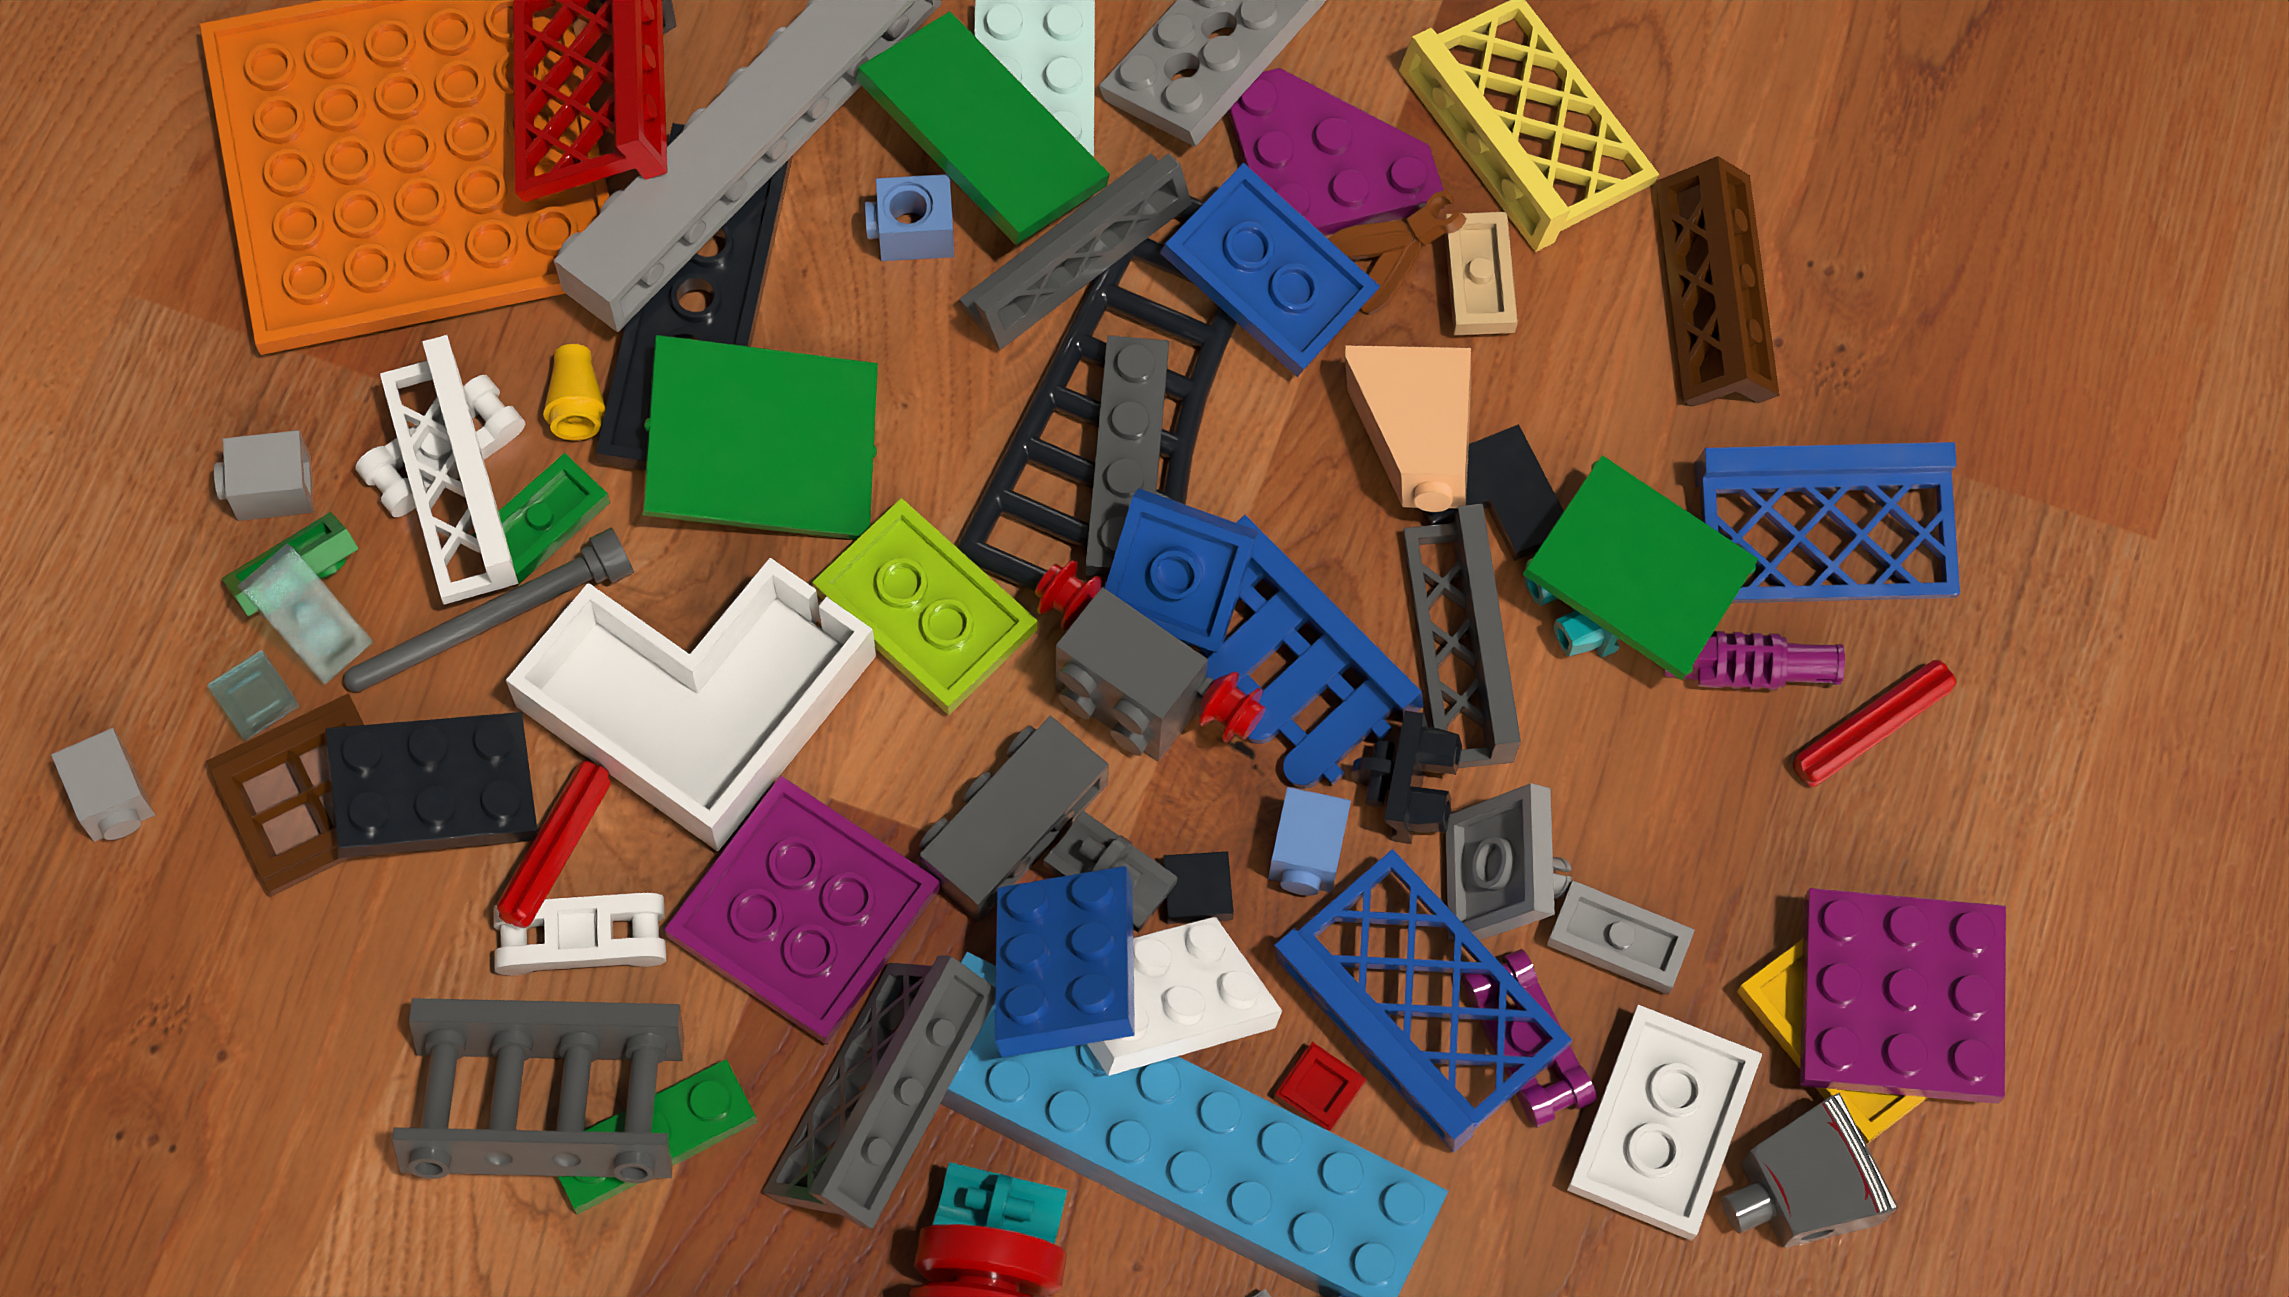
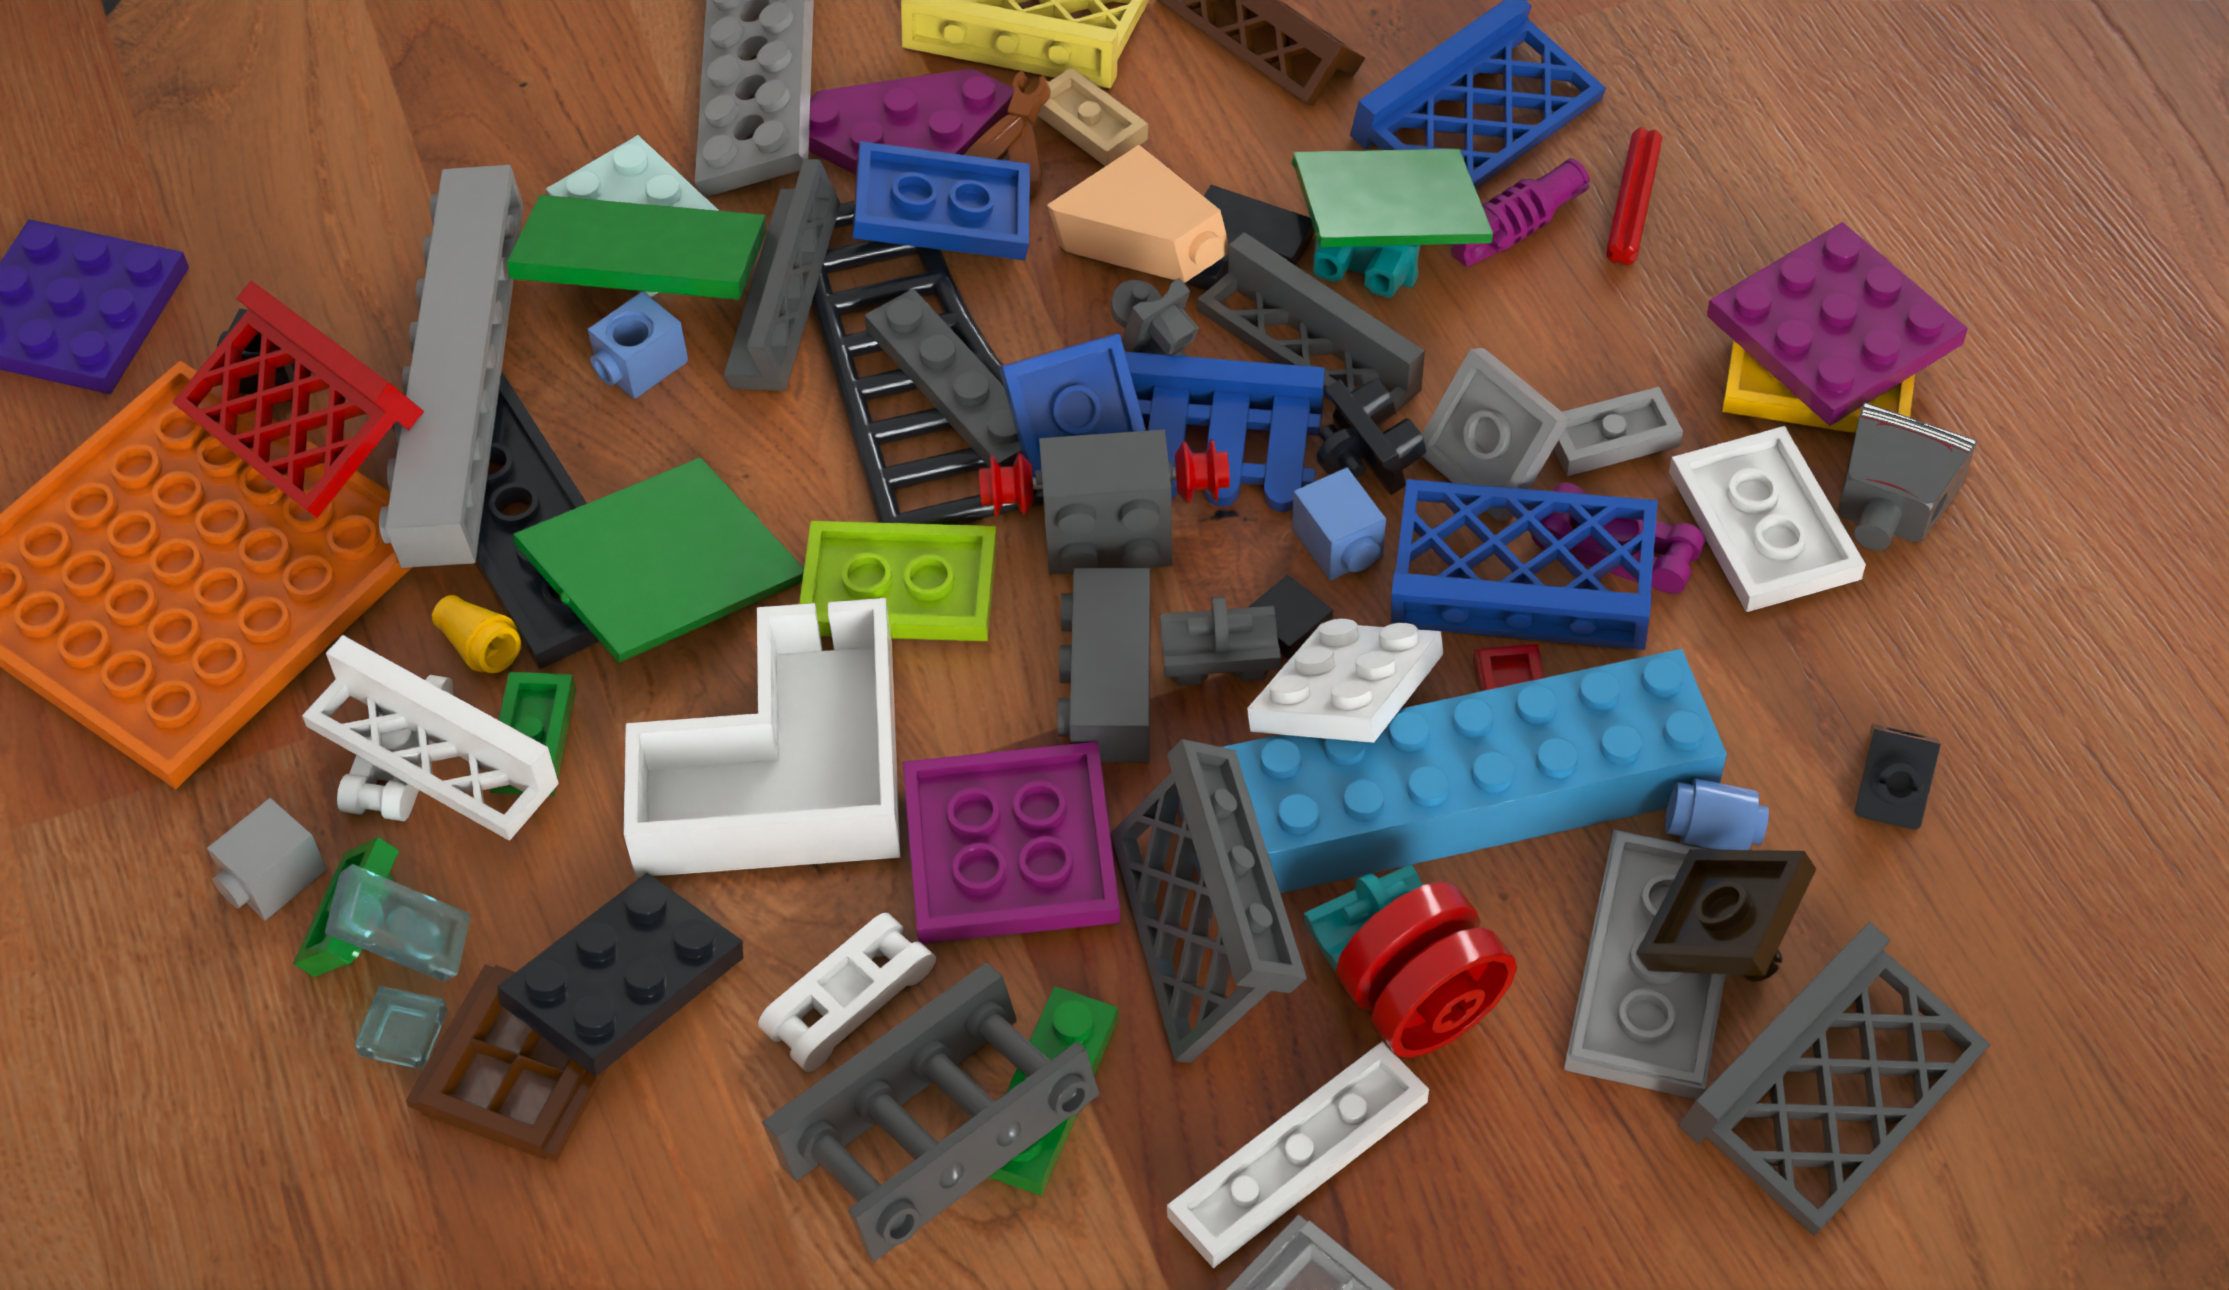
camera: 35 degrees left, 15 degrees down
(103, 786) = (332, 1180): light grey brick -> none
(553, 844) = (768, 938): red axle -> none
(599, 560) = (605, 733): dark grey piece -> none
(1064, 962) = (1265, 691): blue plate -> none
(1325, 530) = (1152, 321): none -> dark grey hips

